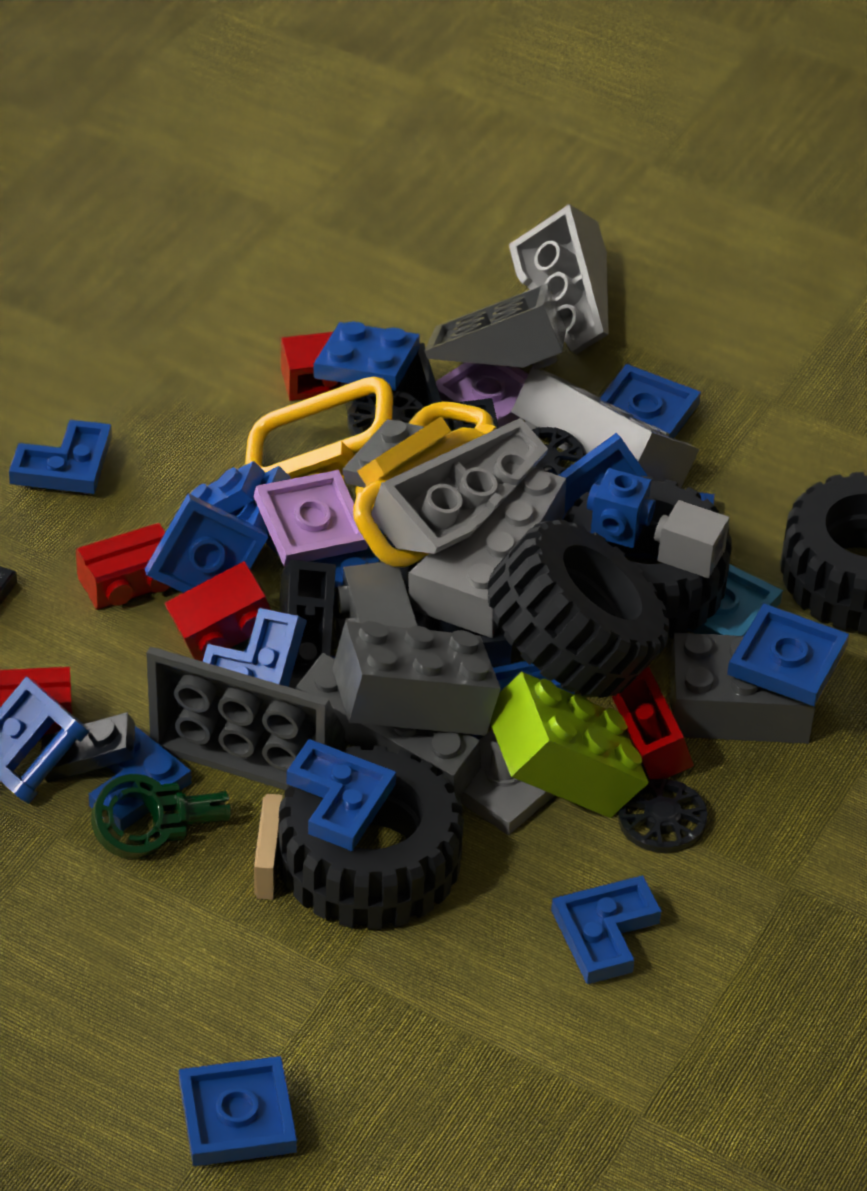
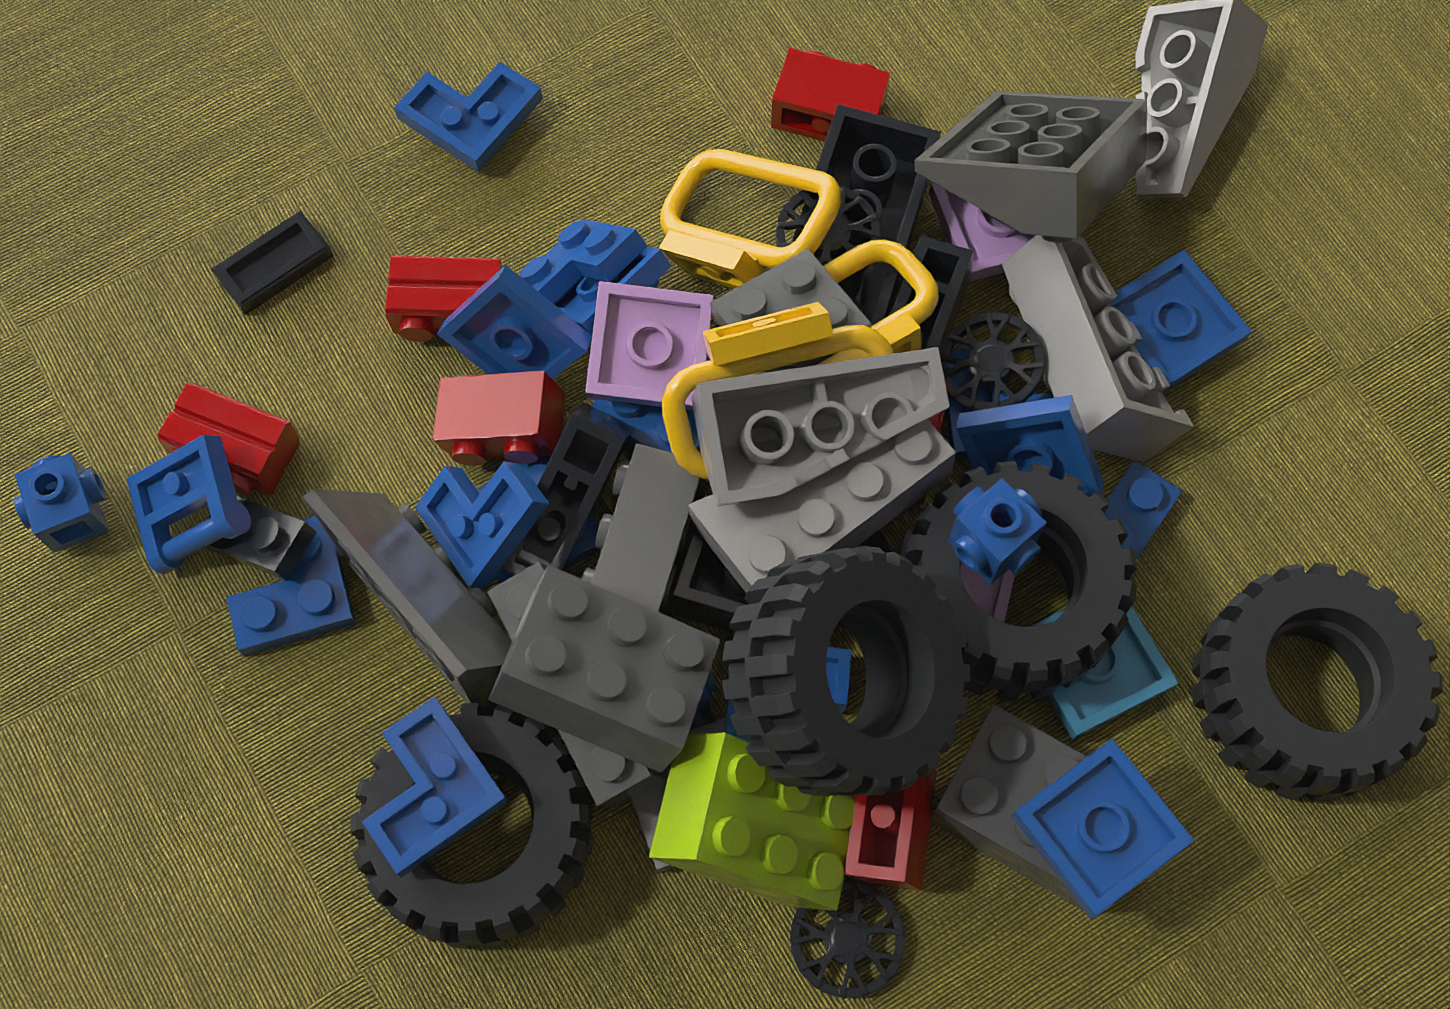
camera: 30 degrees right, 25 degrees up
(158, 798) = (283, 649): dark green pin -> none
(267, 848) = (342, 800): tan tile -> none
(366, 352) = (855, 129): blue plate -> none
(692, 538) = (1060, 619): light grey brick -> none

